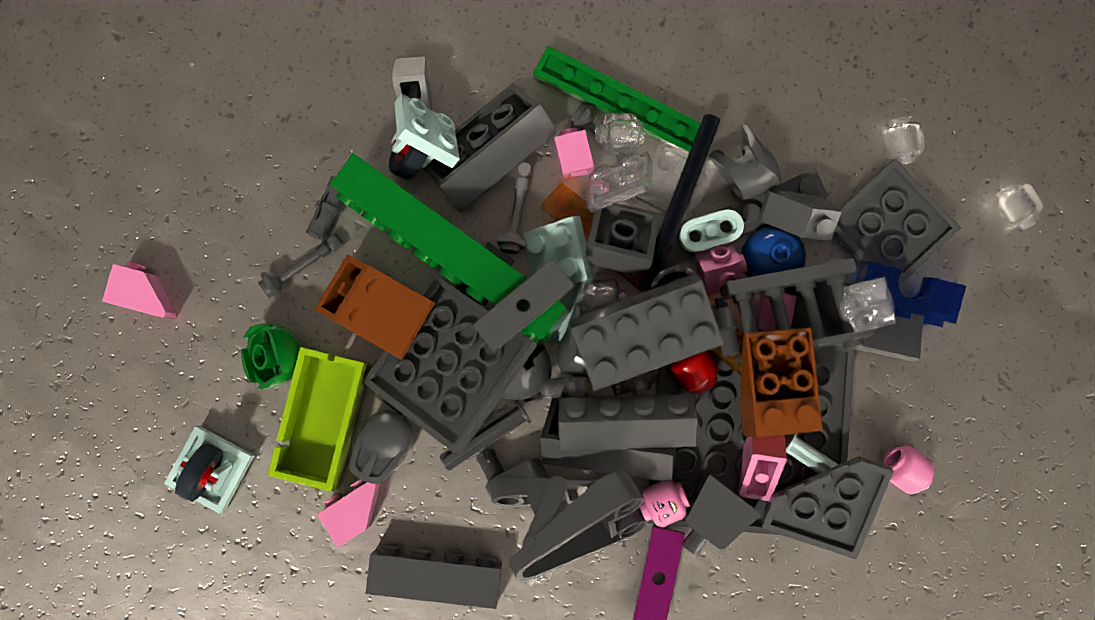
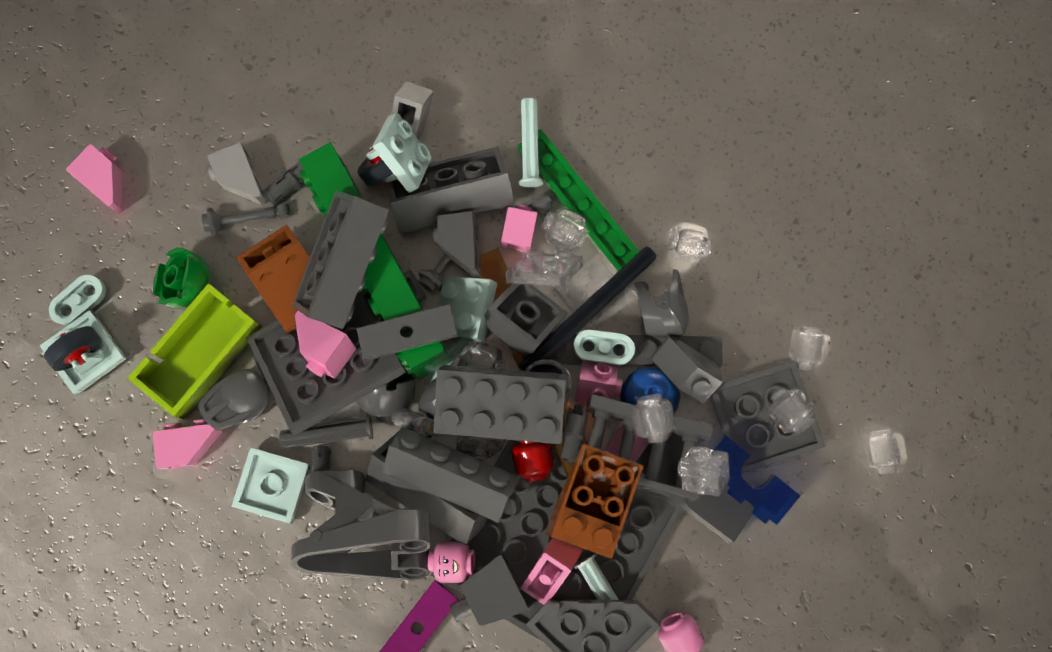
camera: 20 degrees right, 5 degrees down
(177, 420) = (77, 297): none -> light aqua plate
(270, 226) = (236, 173): none -> light grey slope
(421, 264) = (340, 259): none -> dark grey slope
(434, 577) = (225, 534): dark grey brick -> none
(444, 356) = (323, 346): none -> bright pink slope
(454, 510) = (271, 485): none -> light aqua plate
(523, 192) = (460, 240): none -> dark grey slope
(545, 65) = (530, 144): none -> light aqua axle
(741, 92) = (688, 243): none -> clear head
(798, 277) = (653, 418): none -> clear head
(918, 208) = (792, 410): none -> clear head

